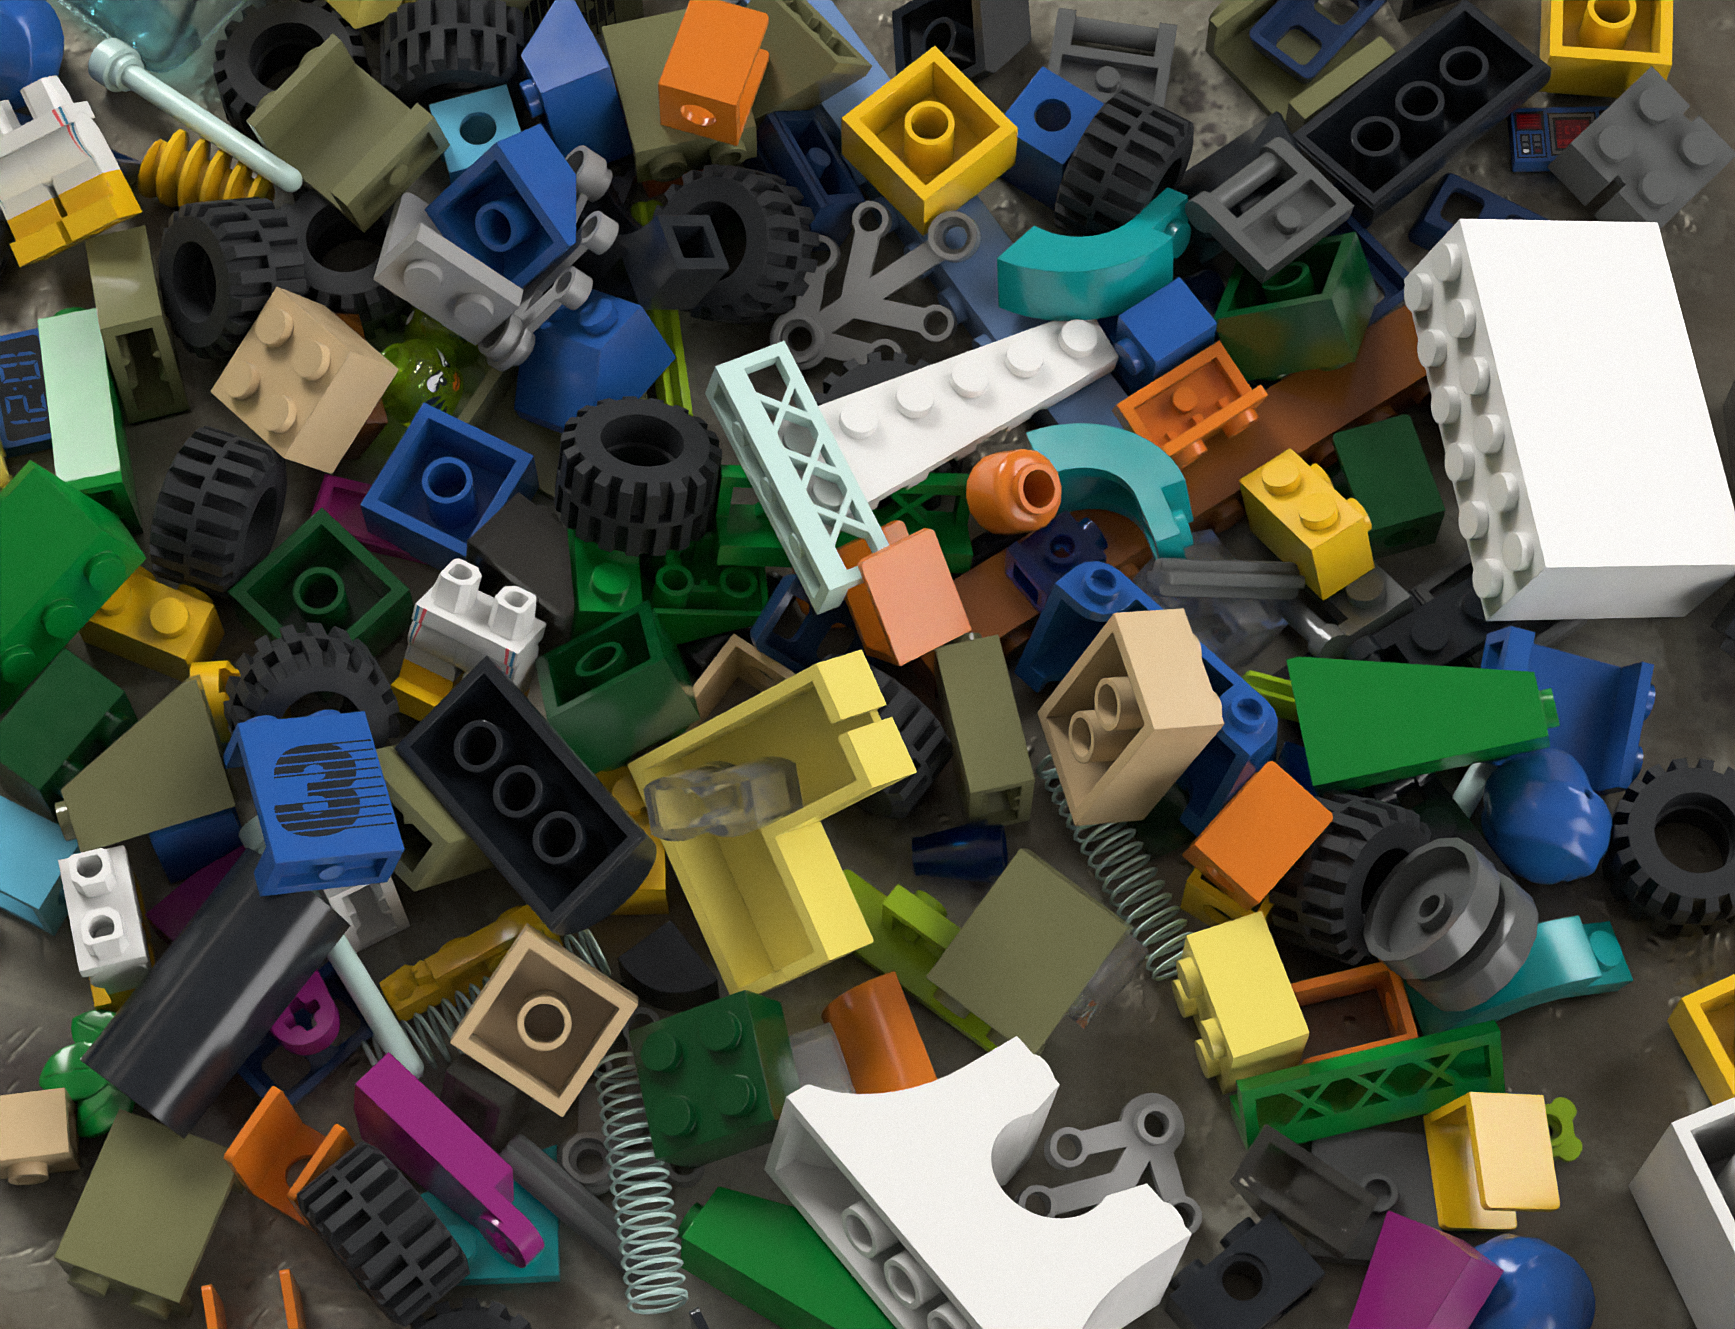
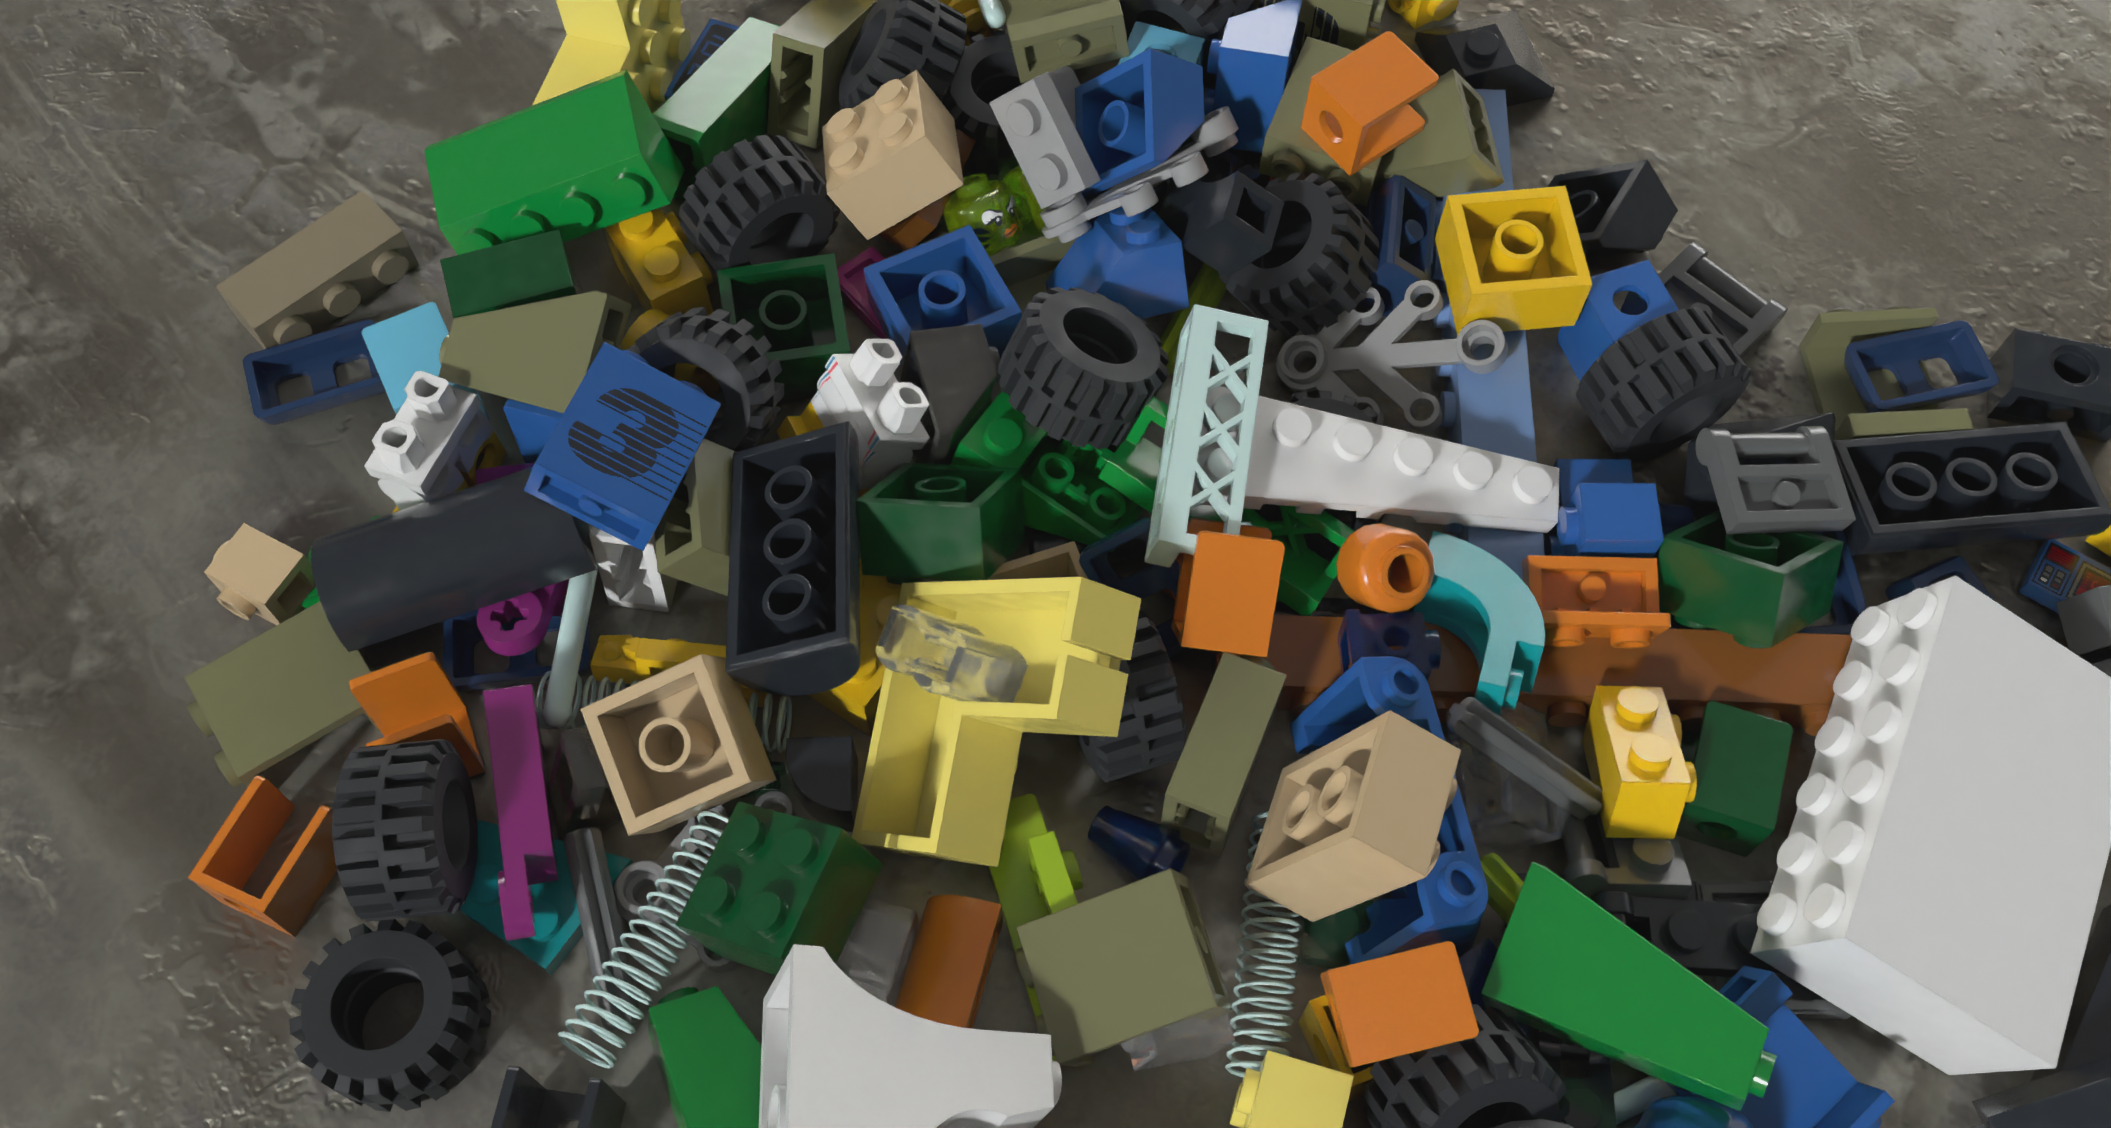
camera: 35 degrees right, 5 degrees down
(1096, 274) = (1584, 442): teal arch -> none

